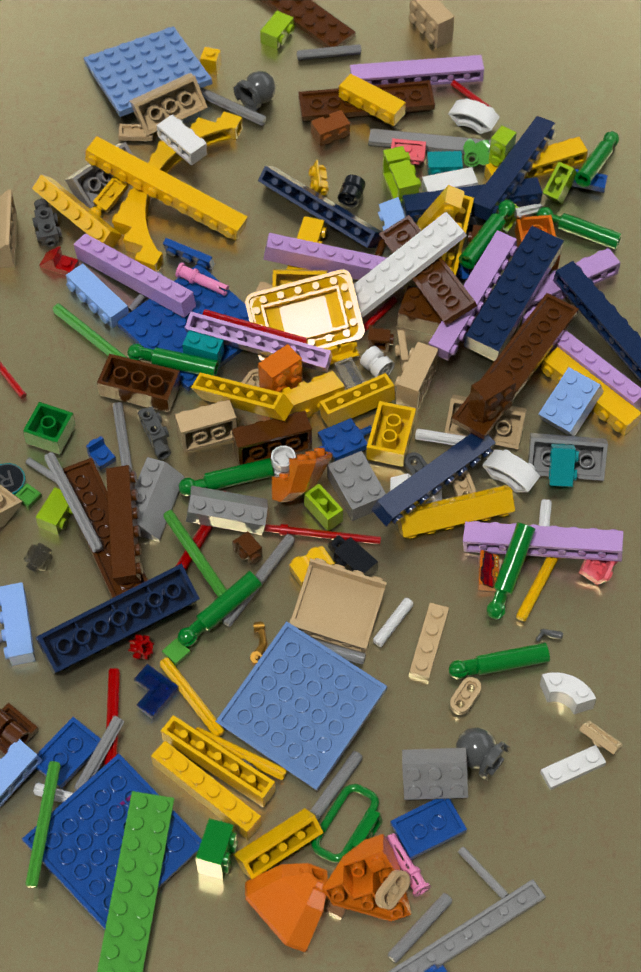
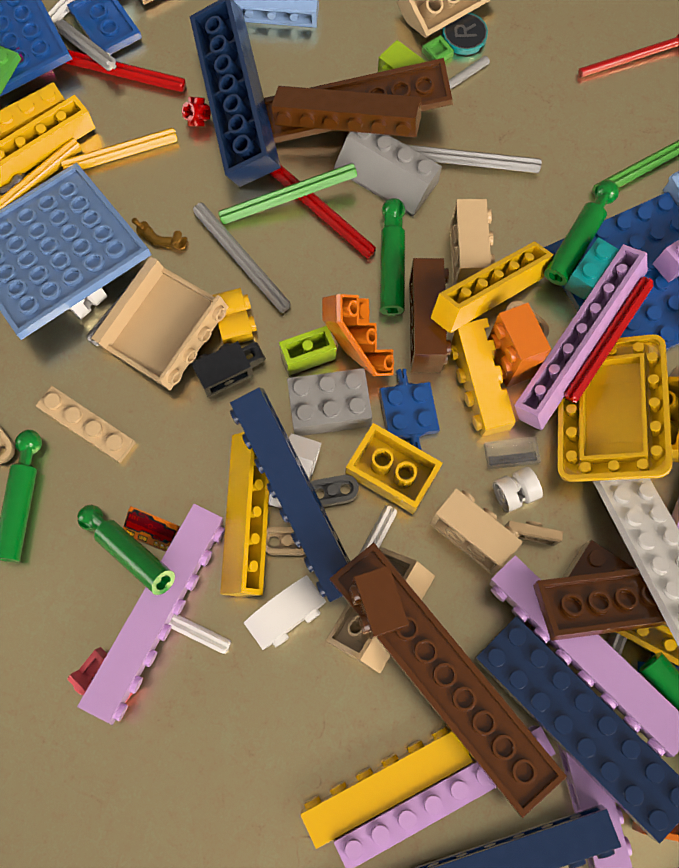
camera: 105 degrees right, 15 degrees up
(38, 557) = (348, 39): clear smoke head -> none
(49, 428) = (519, 80): green brick -> none
(73, 502) = (396, 66): light grey axle -> none
(100, 453) = (472, 132): blue bracket -> none
(139, 382) = (560, 188): reddish brown brick -> none
(156, 434) = (491, 188): dark grey brick -> none
(159, 691) = (140, 120): clear blue plate -> none
(176, 652) = (181, 149): bright green tile -> none
(220, 608) = (210, 200): green piece -> none
(227, 510) = (343, 238): light grey slope -> none
(247, 548) = (283, 253): reddish brown brick -> none
(280, 459) = (391, 322): white wheel -> none
(284, 529) = (298, 304): red bar -> none
(343, 351) = (548, 447): yellow hinge -> none
(357, 400) = (460, 440): yellow brick -> none
(380, 313) = (603, 519): red bar -> none
(380, 337) = (560, 507): reddish brown brick -> none
(392, 623) = (126, 390): white axle -> none
(536, 588) = (100, 579): yellow axle -> none
(550, 633) = (35, 577): dark grey piece -> none
(562, 465) = (264, 686): teal brick -> none
(571, 402) = (364, 741): light blue brick -> none
(591, 454) = (286, 706): light grey slope -> none

